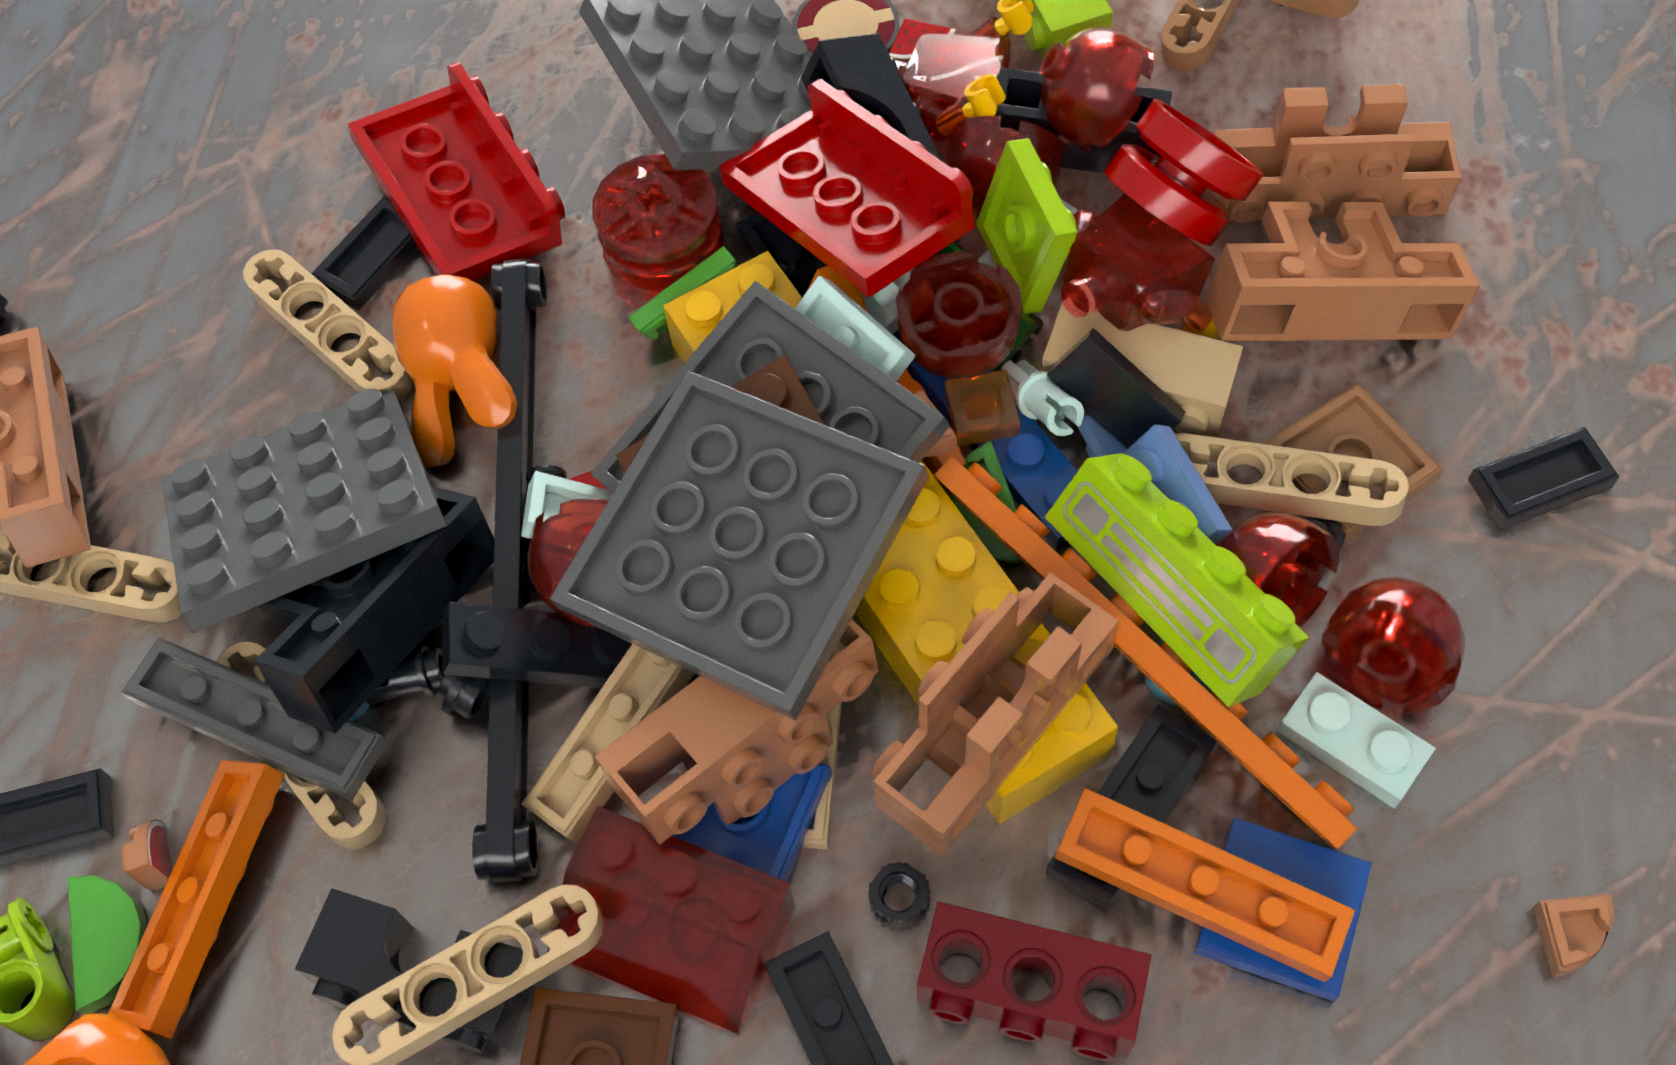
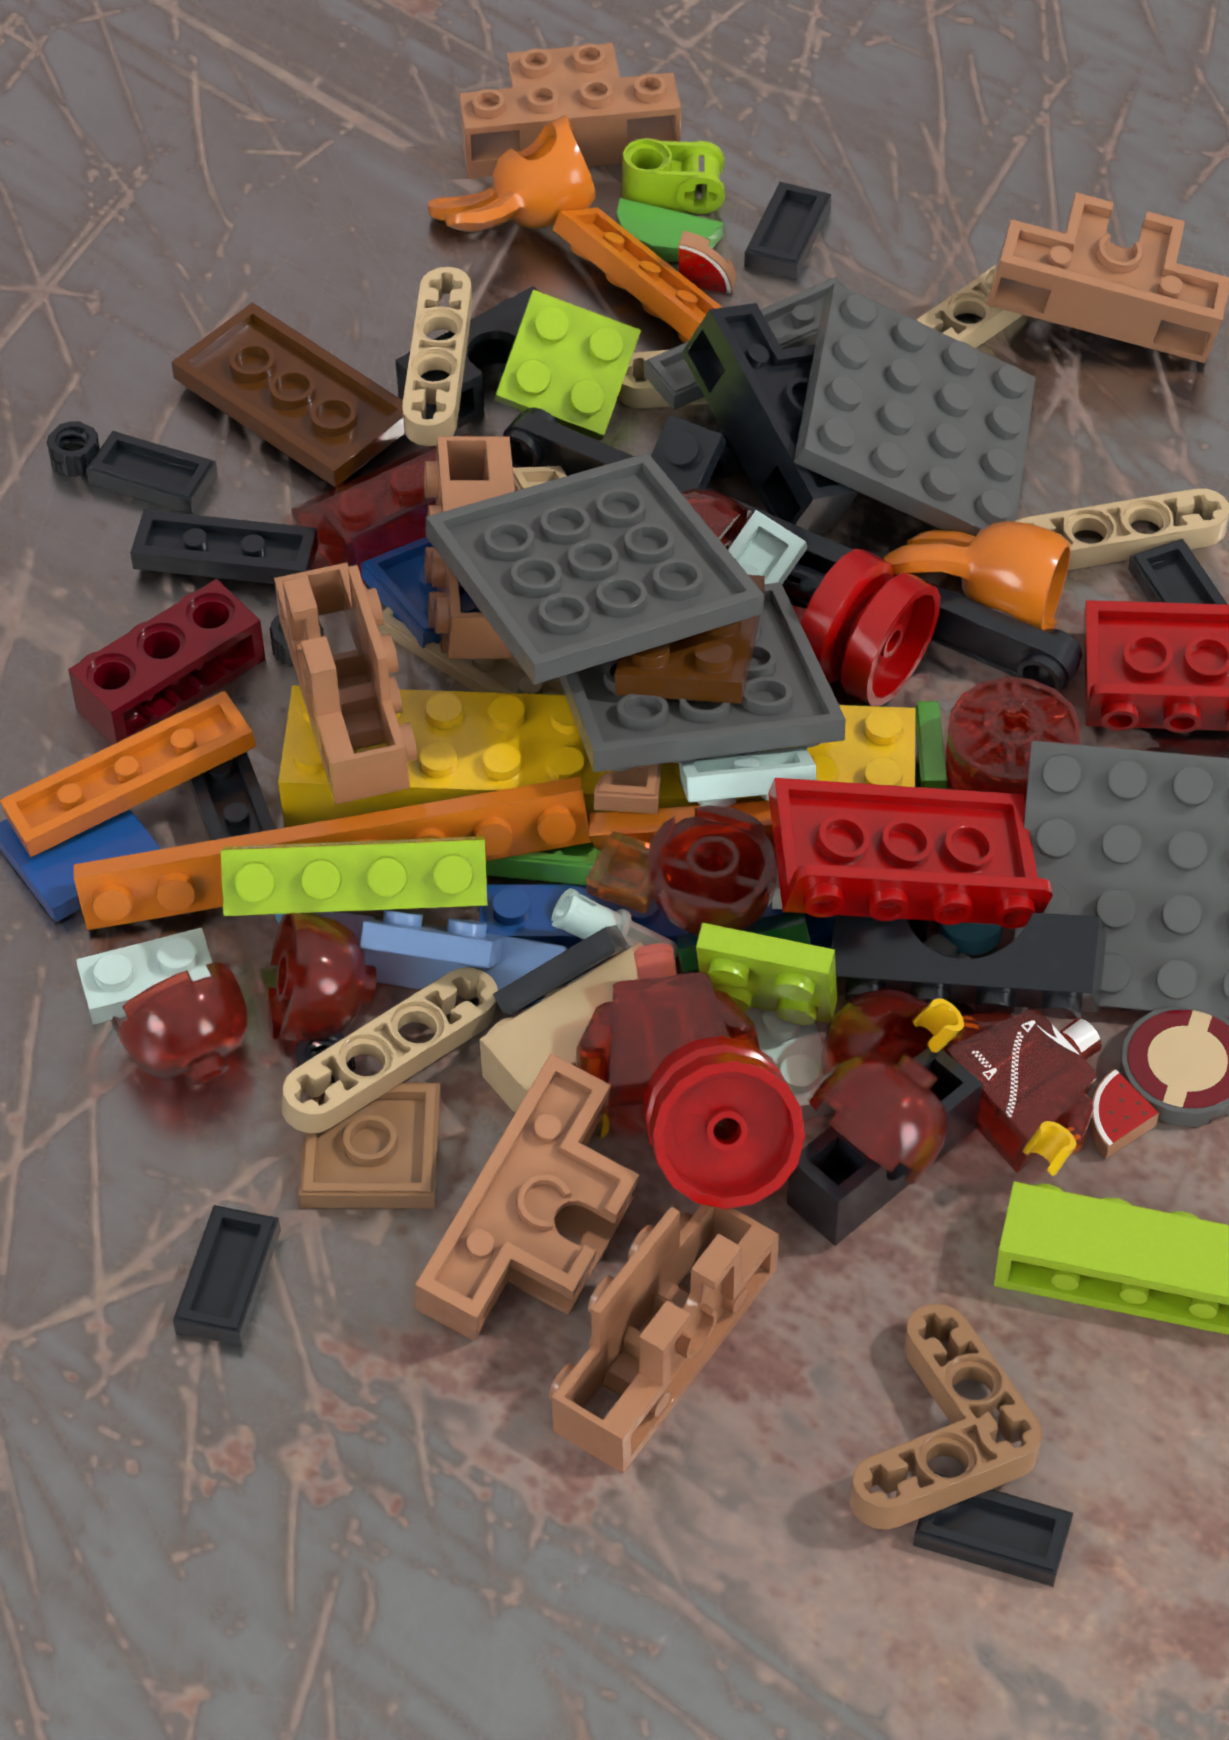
camera: 120 degrees right, 10 degrees down
(395, 860) = (567, 364): none -> lime plate
(585, 387) = (870, 625): none -> red wheel

